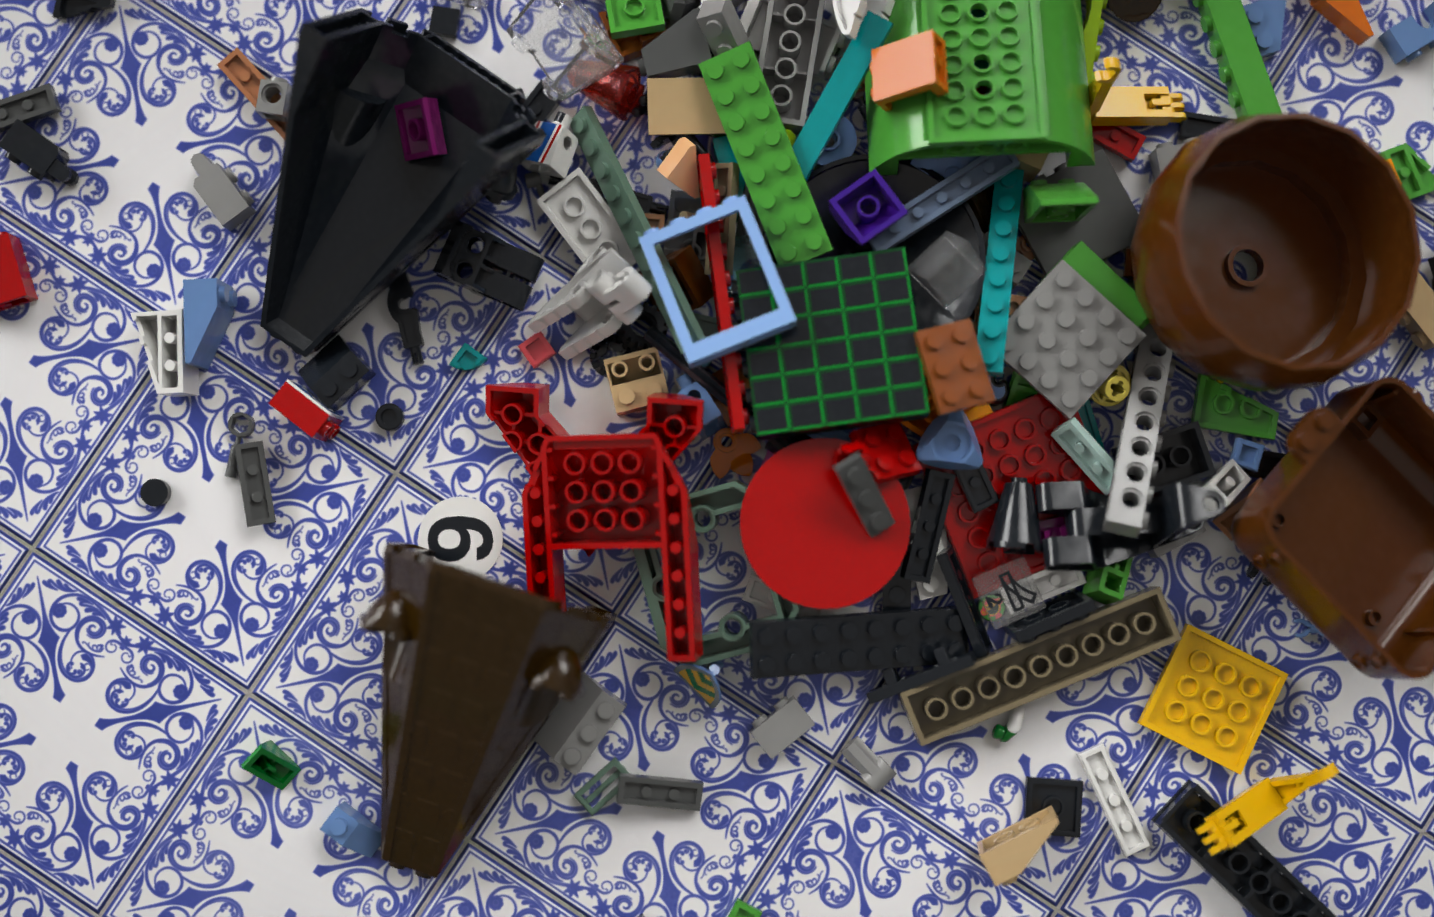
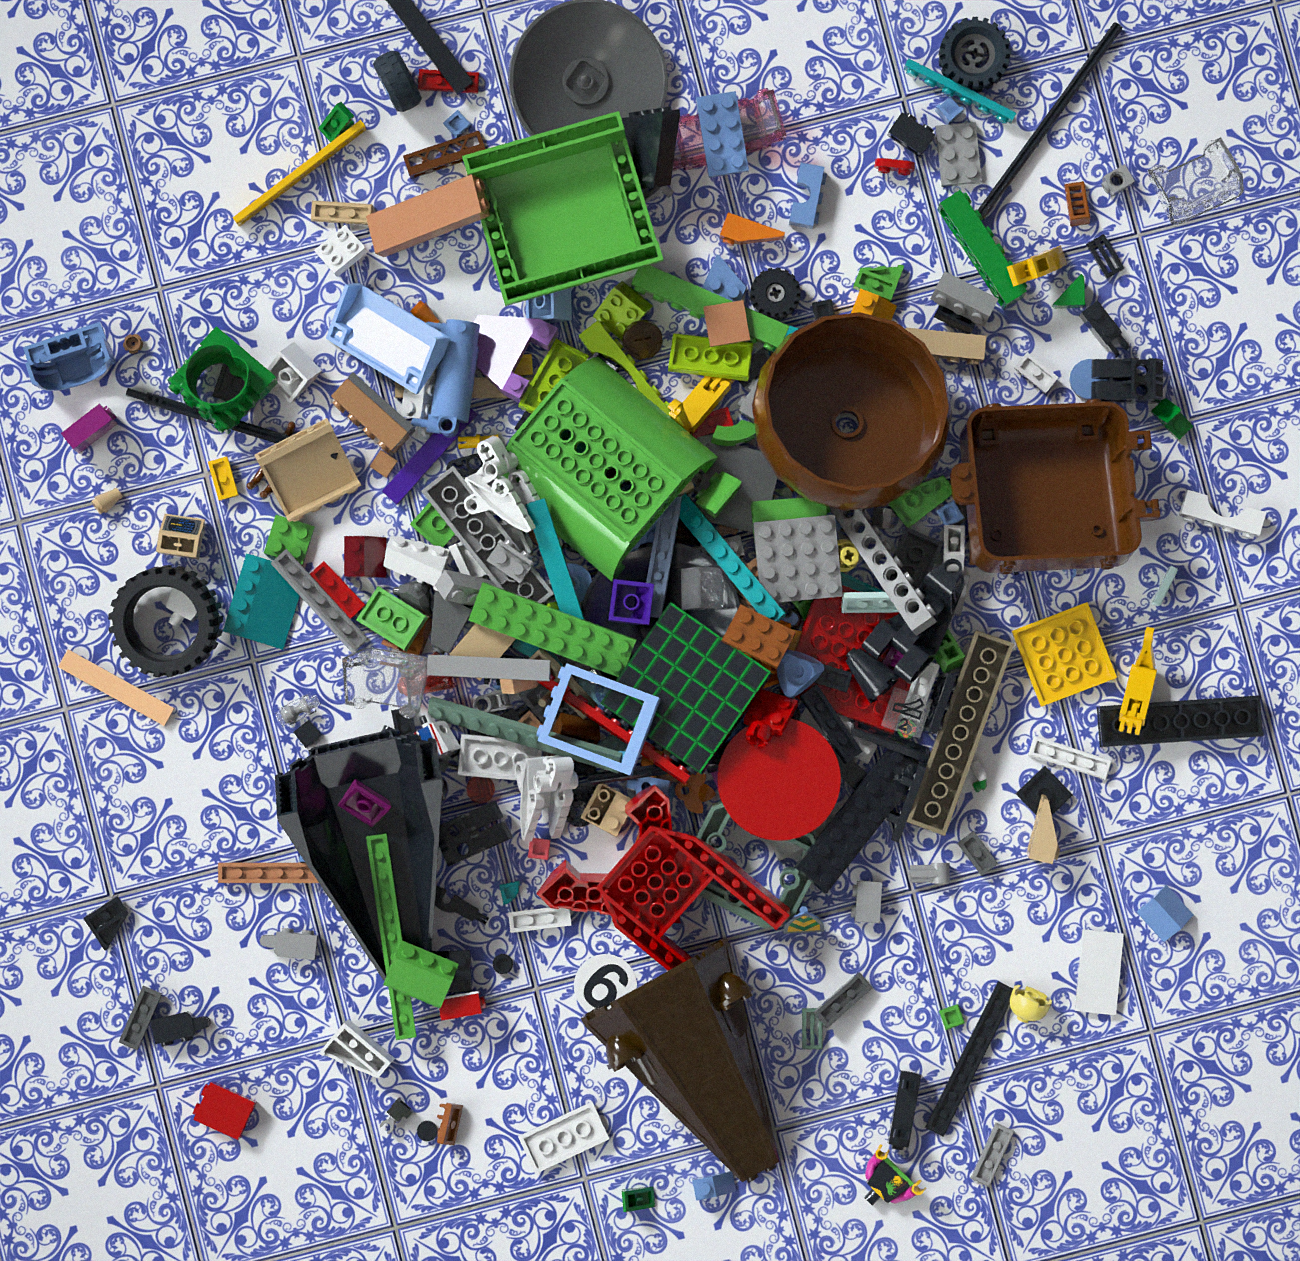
camera: 45 degrees left, 0 degrees up
(147, 445) = (396, 1113): none -> pearl dark grey piece
(180, 508) = (450, 1123): none -> dark orange plate
(207, 315) = (356, 1011): medium blue slope -> none
(231, 469) = (442, 1064): dark grey piece -> none
(254, 483) = (473, 1071): dark grey plate -> none
(268, 635) = (563, 1137): none -> white plate
(273, 111) = (279, 870): light grey brick -> none
(294, 338) = (420, 974): none -> bright green slope
(311, 279) = (389, 929): none -> bright green plate
(465, 412) = (539, 919): none -> white plate
(543, 238) = (480, 789): none -> clear red piece
(579, 725) = (767, 1011): light grey slope -> none
(642, 172) = (494, 701): none -> light grey piece
(669, 127) = (488, 667): none -> light grey tile
(797, 53) = (511, 561): none -> light grey bracket
(864, 494) = (783, 745): dark grey plate -> none
(908, 68) = (579, 515): panel -> none
(932, 793) = (977, 853): none -> dark grey plate
(1122, 164) = (729, 436): none -> bright green tile
(1179, 76) = (695, 356): none -> lime tile
(1181, 390) = (882, 517): none -> light grey tile
(1231, 57) = (726, 323): none -> nougat tile
(1318, 76) = (787, 299): none -> black bush
(1376, 738) = (1164, 586): none -> light aqua tile

